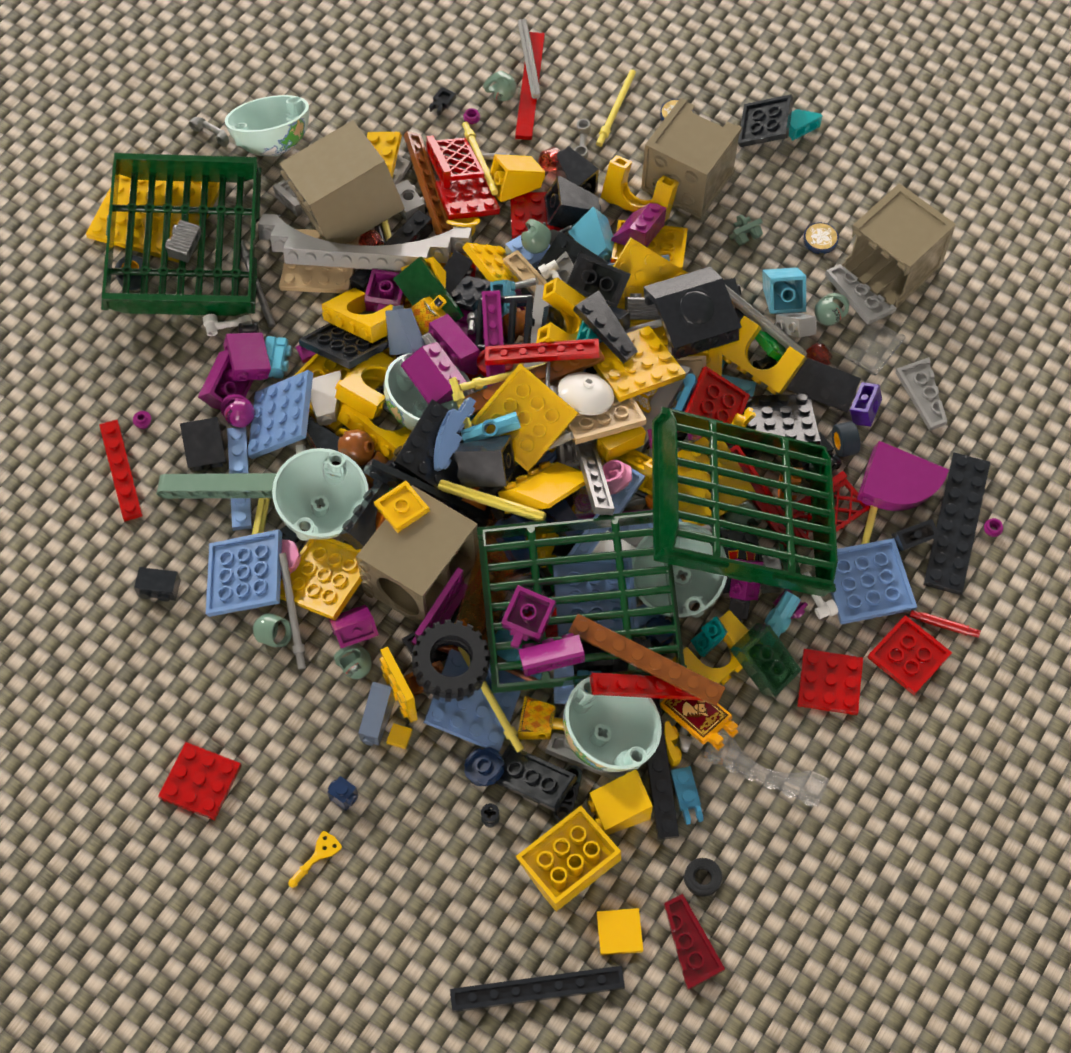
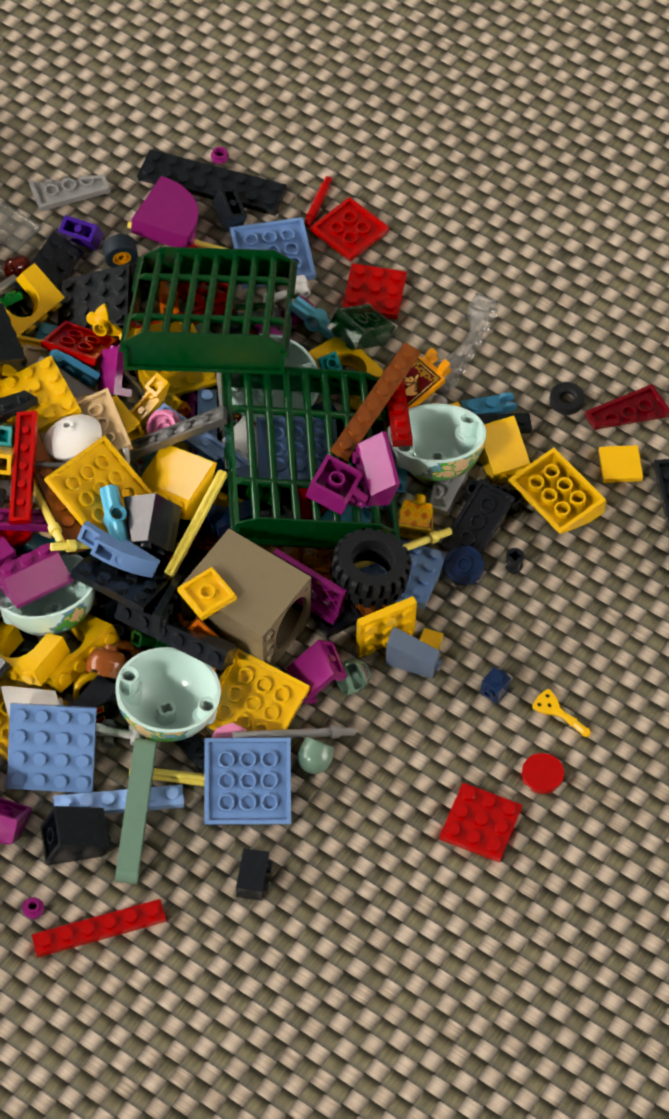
camera: 90 degrees left, 5 degrees down
(238, 413) = (43, 795): magenta helmet -> none
(248, 839) = (542, 773): none -> red tile

